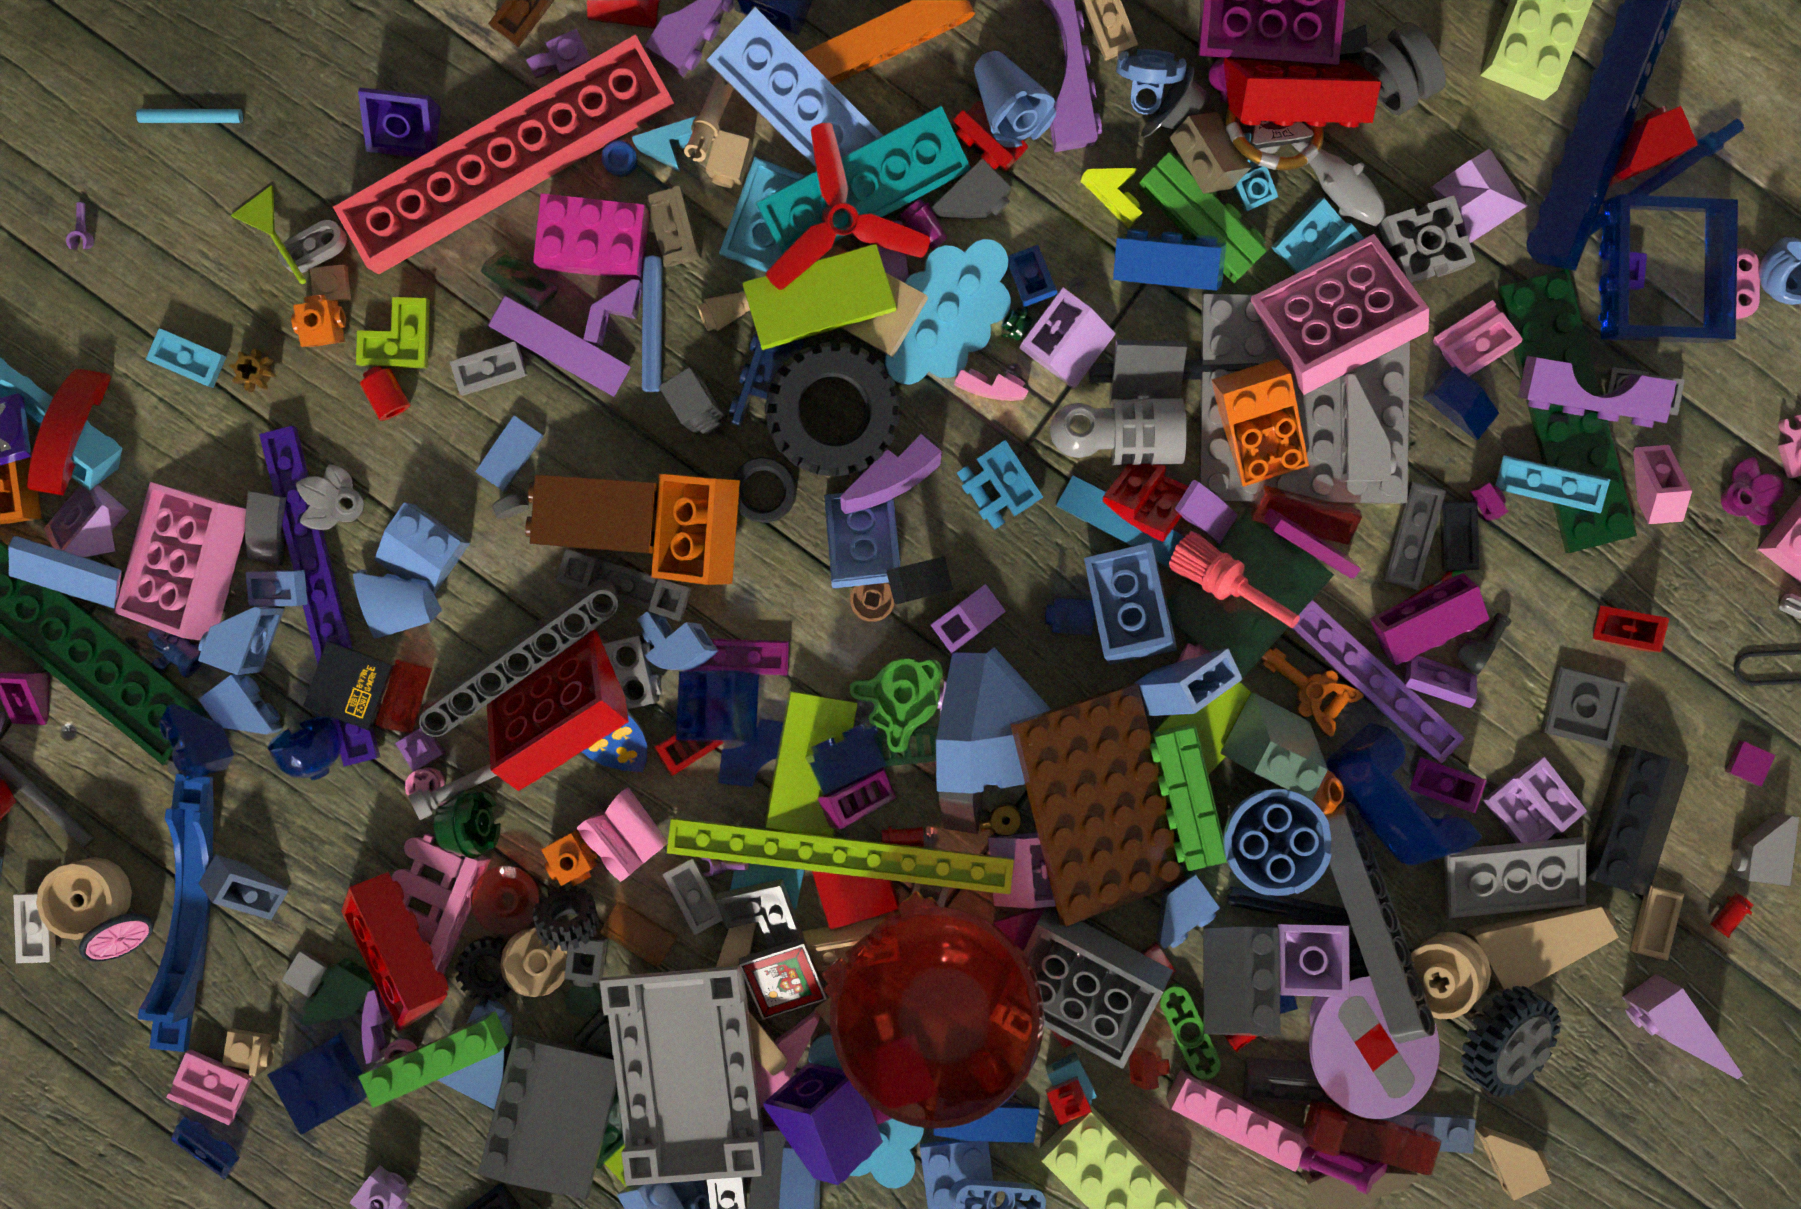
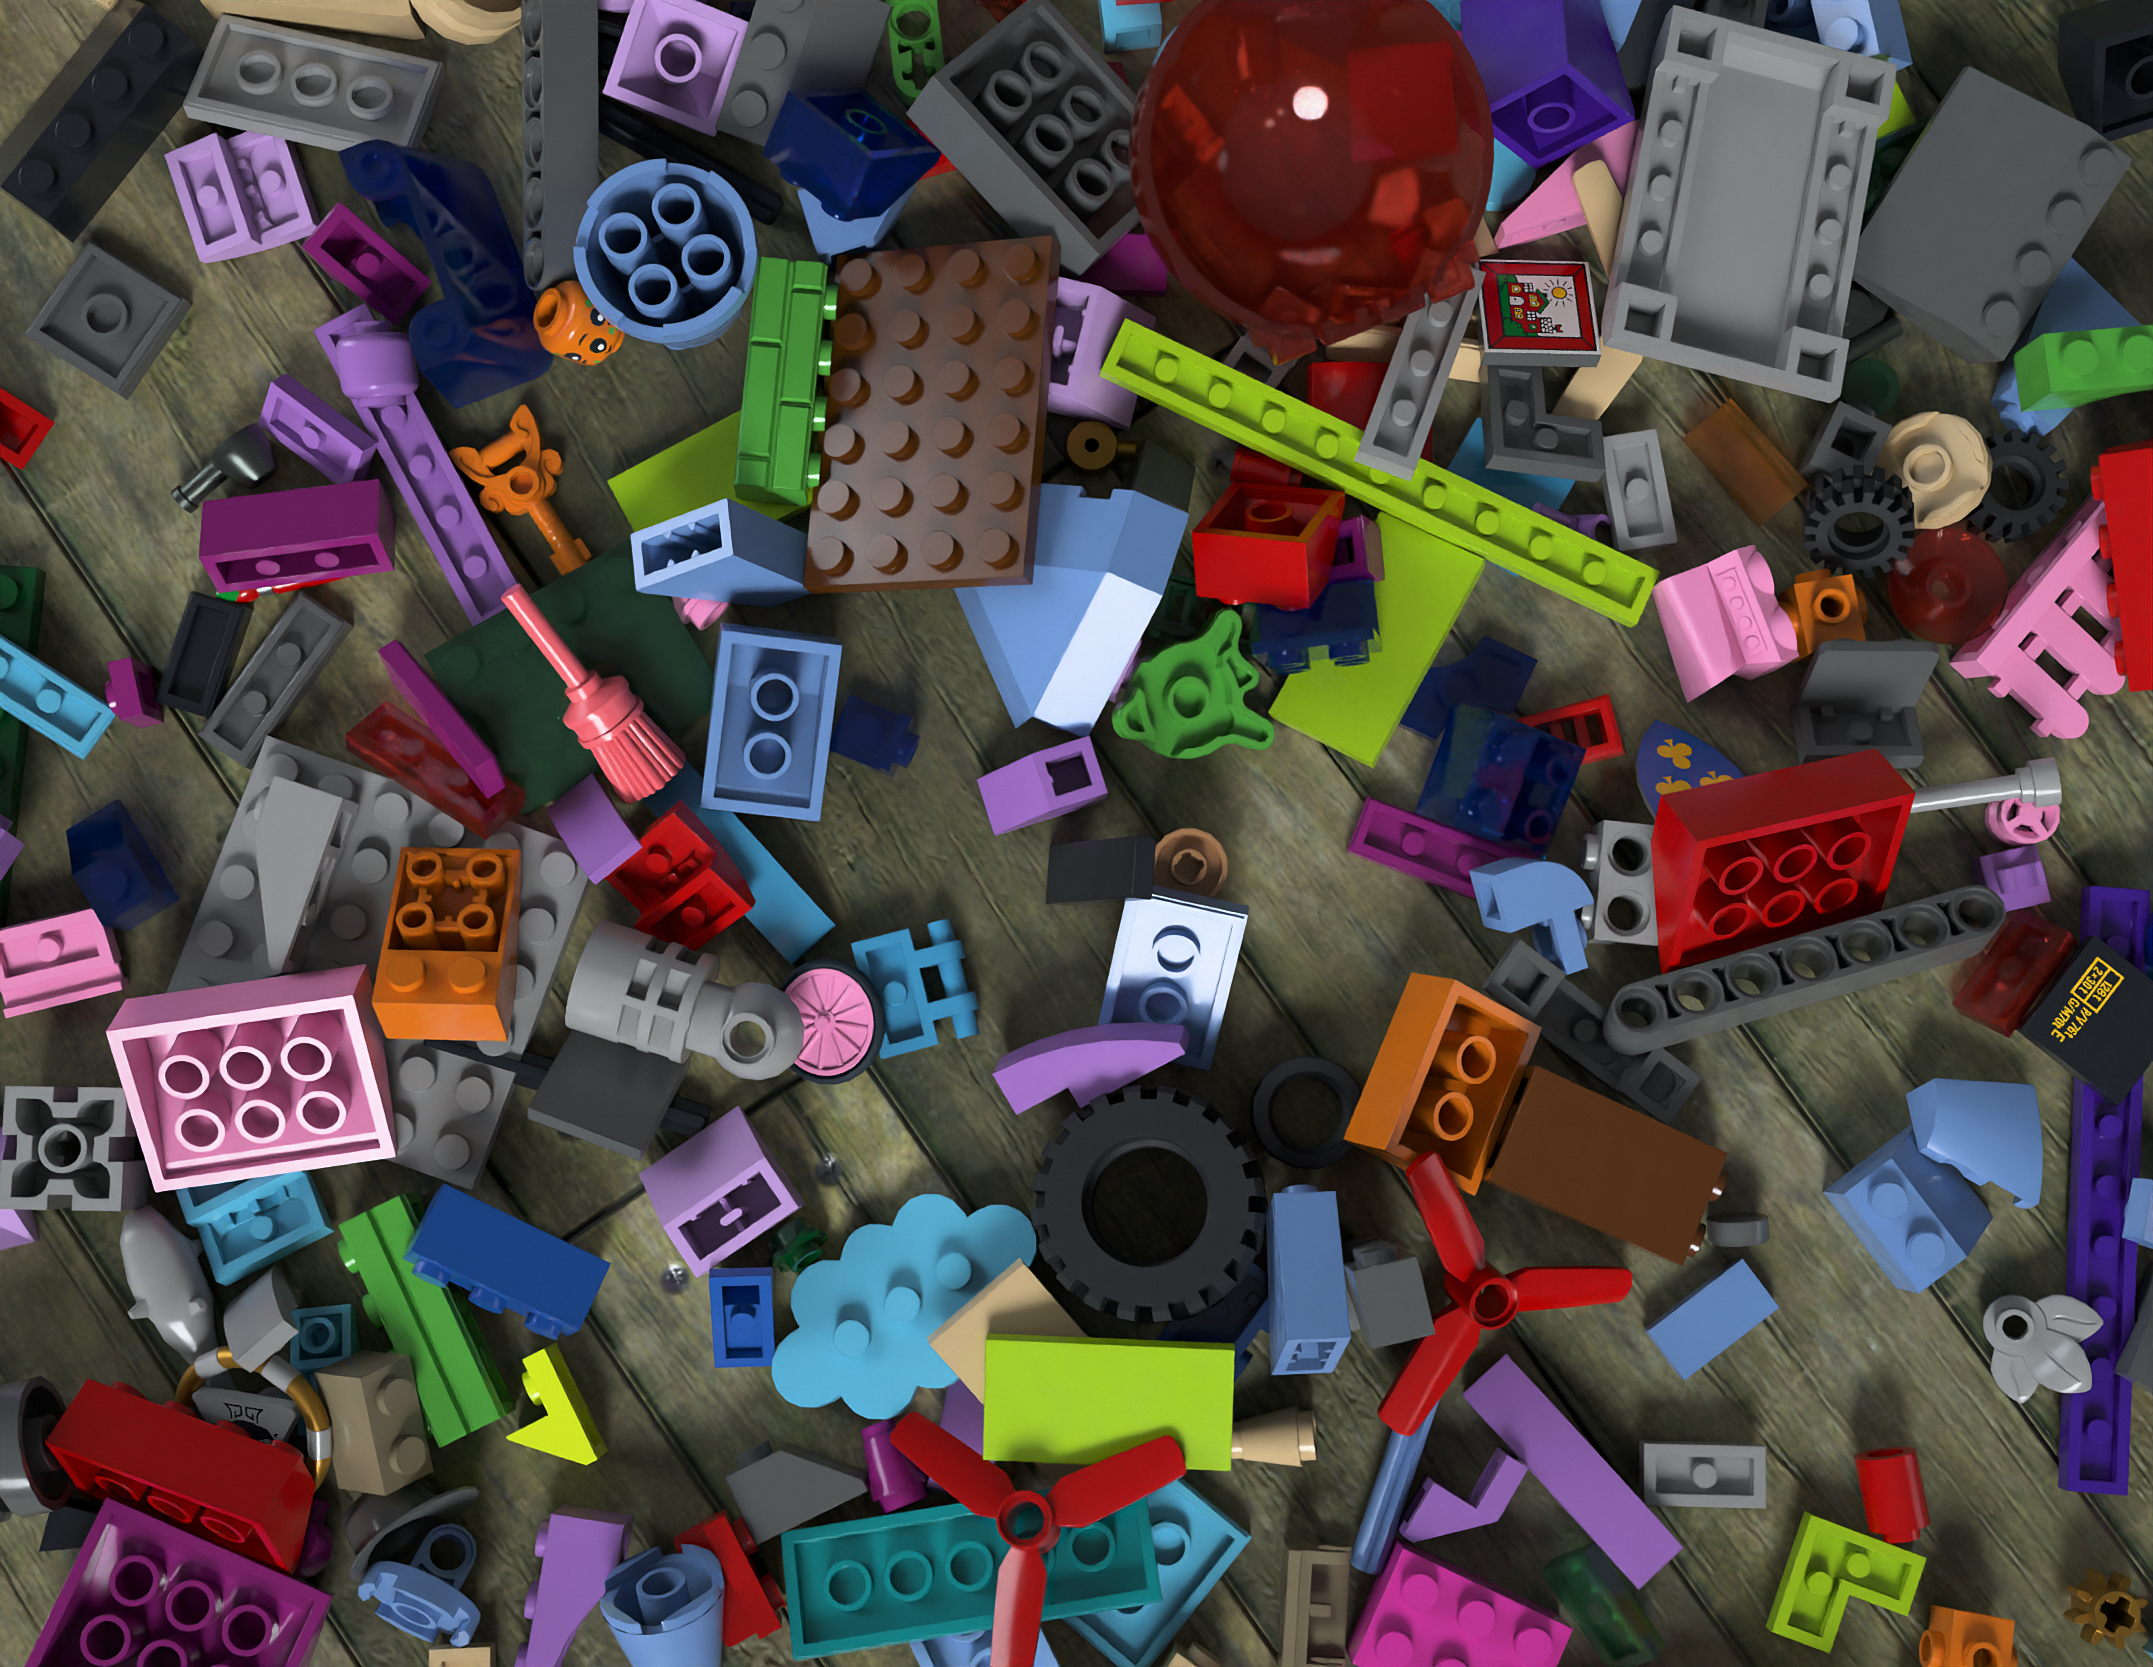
camera: 160 degrees left, 5 degrees down
(467, 824) = (1975, 726): dark green cone -> none
(532, 816) = (1863, 700): none -> dark grey bracket
(645, 400) = (1457, 1326): none -> red piece
(735, 395) = (1305, 1282): none -> medium blue slope
(836, 910) = (1416, 383): none -> light grey plate
(888, 794) = (1267, 545): none -> red slope
(1003, 388) = (856, 1146): bright pink slope -> none
(1035, 454) = (840, 1020): none -> bright pink wheel
(1198, 938) = (847, 151): none -> clear blue slope
(1277, 746) = (615, 409): sand green slope -> none
(1291, 185) = (260, 1320): none -> light grey slope
(1419, 728) = (377, 365): none -> medium lavender head

